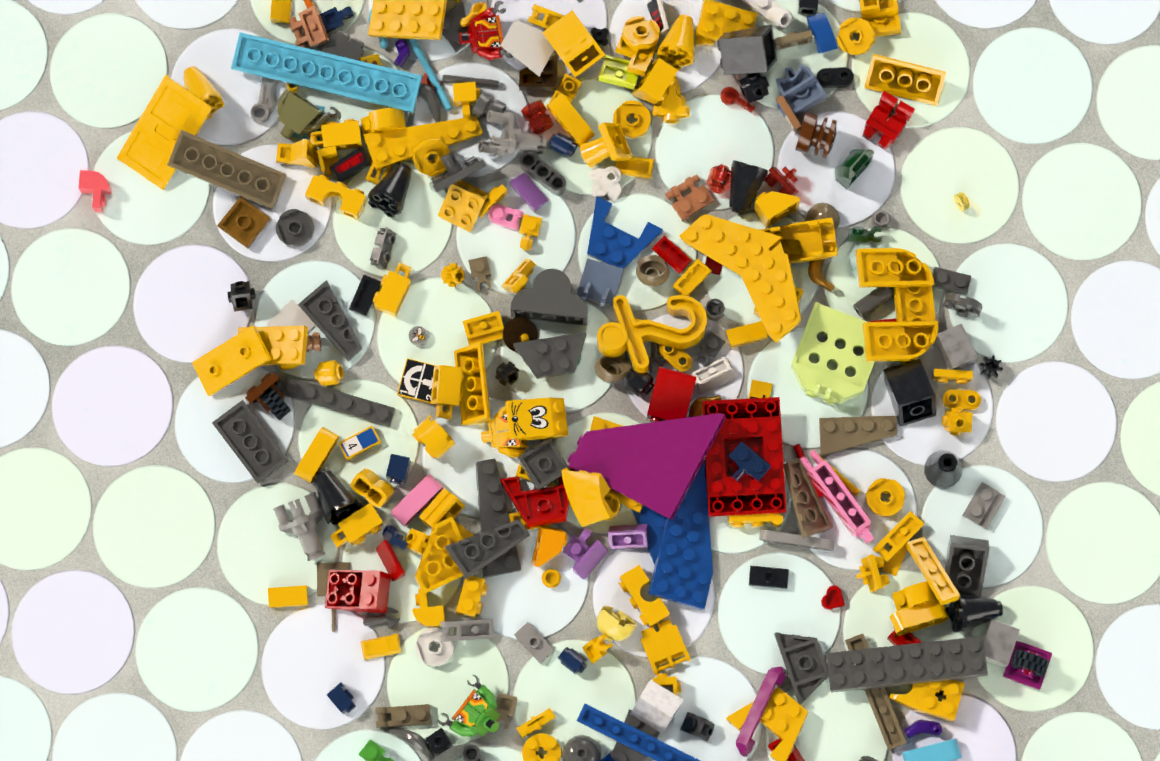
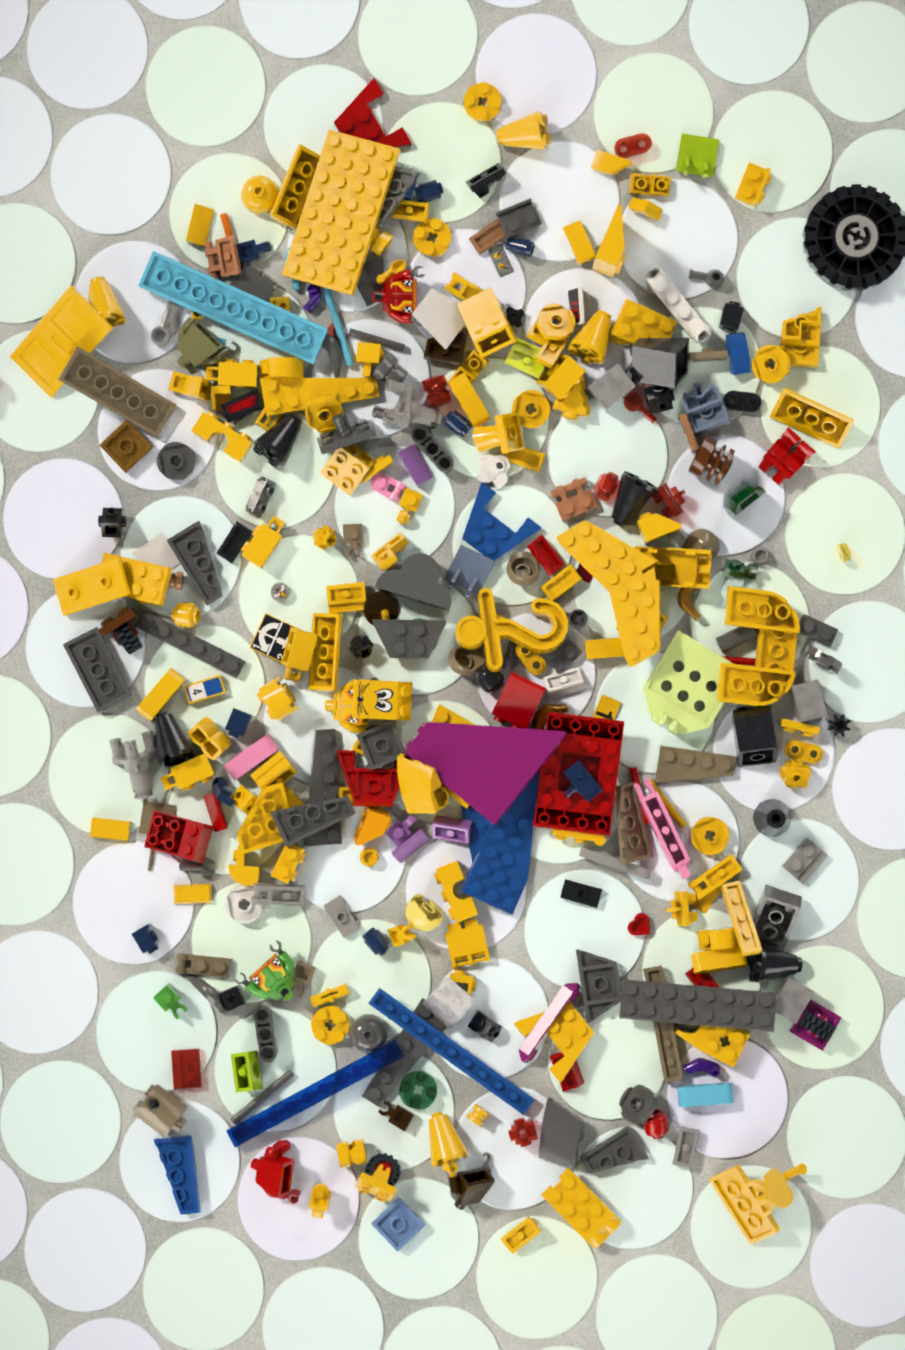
camera: 10 degrees right, 10 degrees up
(705, 84) = (611, 387): none -> flat silver piece

